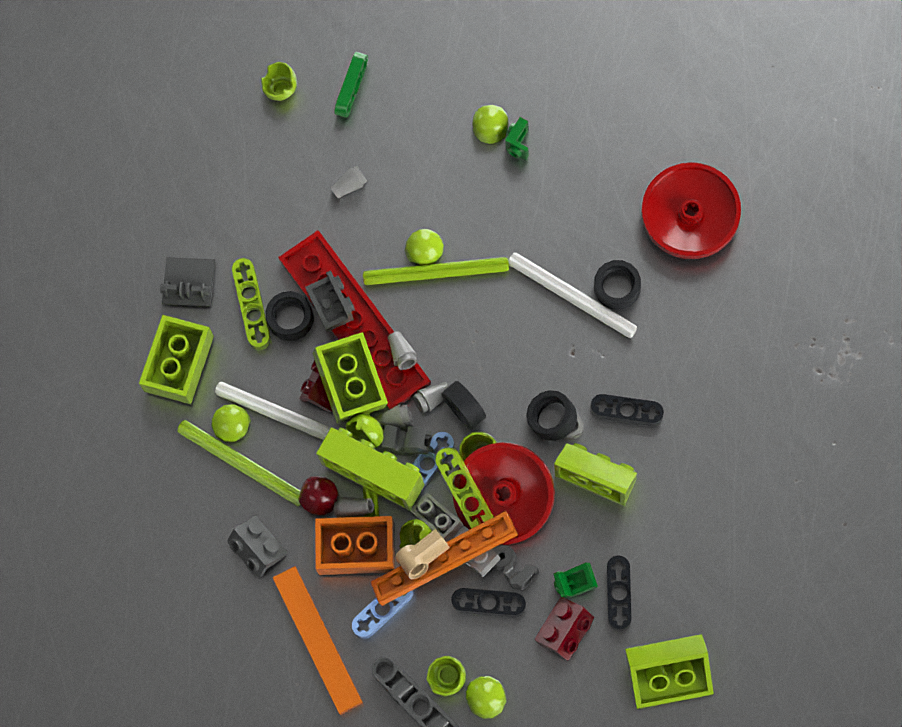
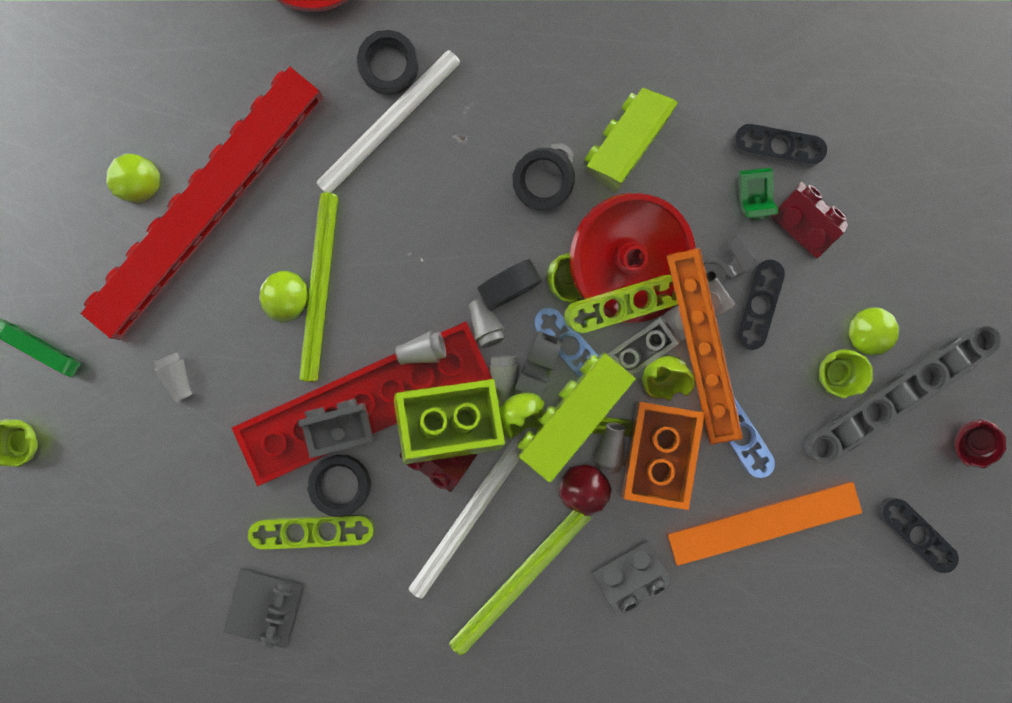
camera: 90 degrees left, 15 degrees up
(176, 359) = (369, 642): lime brick -> none
(230, 422) = (464, 584): lime hair -> none
(415, 558) = (703, 380): tan piece -> none
(482, 176) = (202, 204): none -> red brick
(515, 135) = (154, 147): green bracket -> none
(646, 405) = (552, 61): black beam -> none
(669, 671) = (887, 103): lime slope -> none

